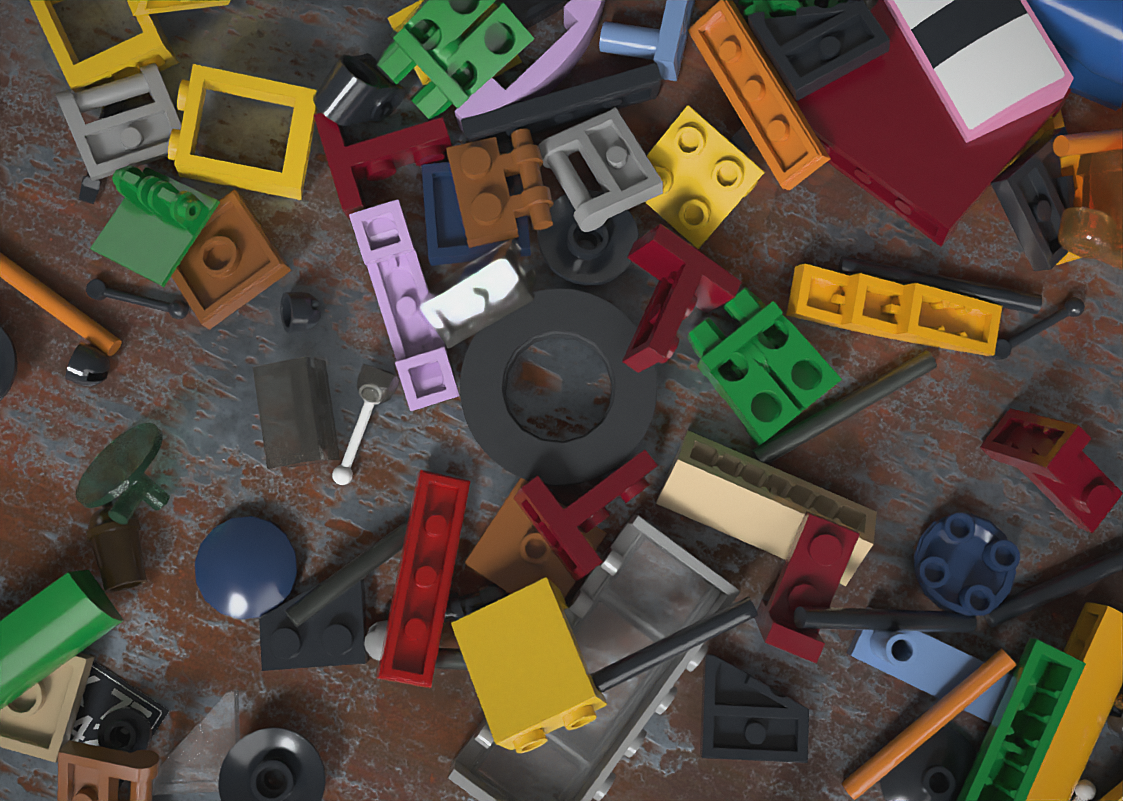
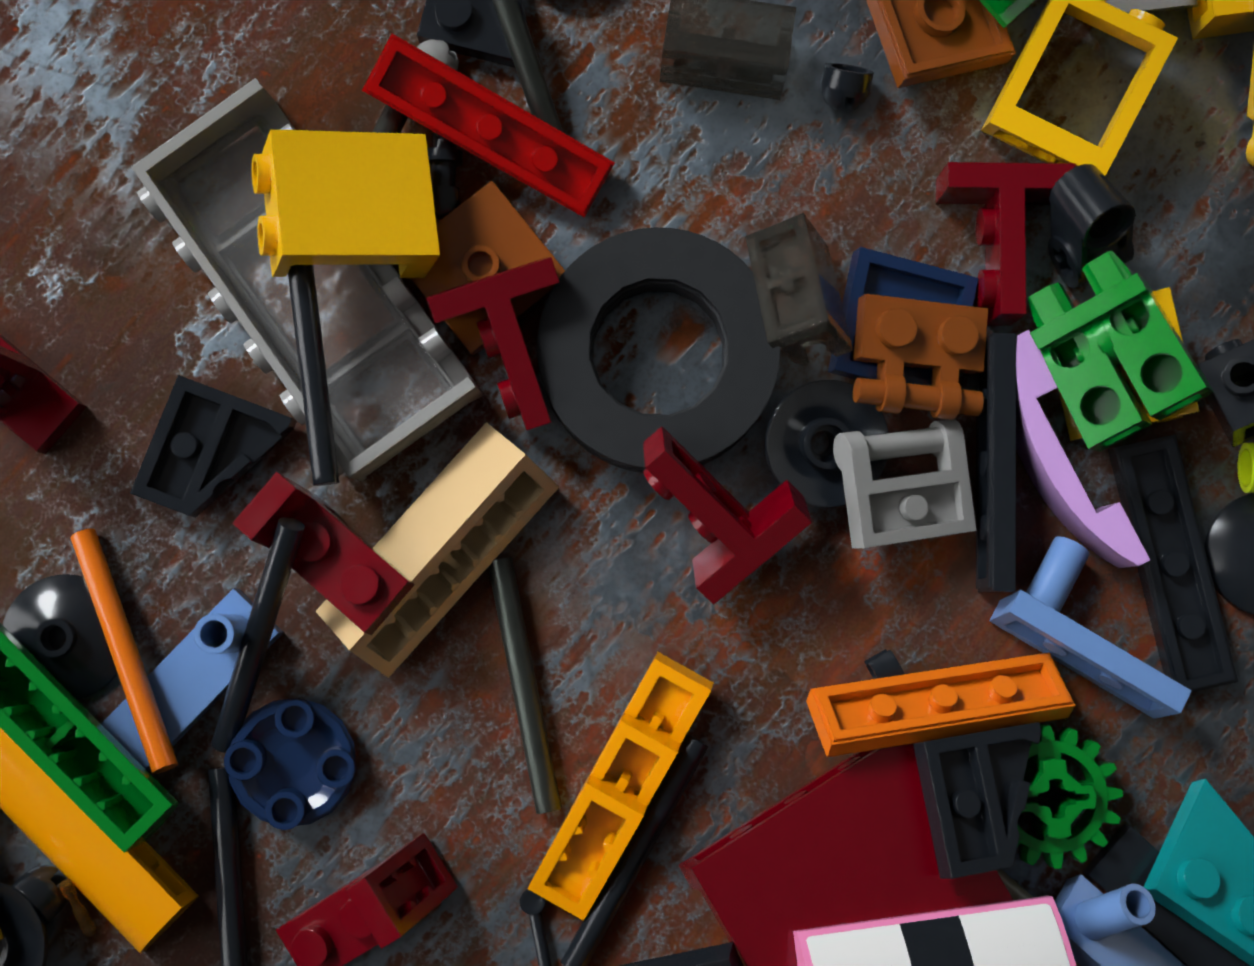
camera: 105 degrees right, 0 degrees up
(375, 388) = (729, 144): hinge -> none
(400, 290) = (840, 208): lavender slope -> none
(700, 176) = (860, 601): yellow hinge -> none
(762, 367) = (625, 595): green hips -> none

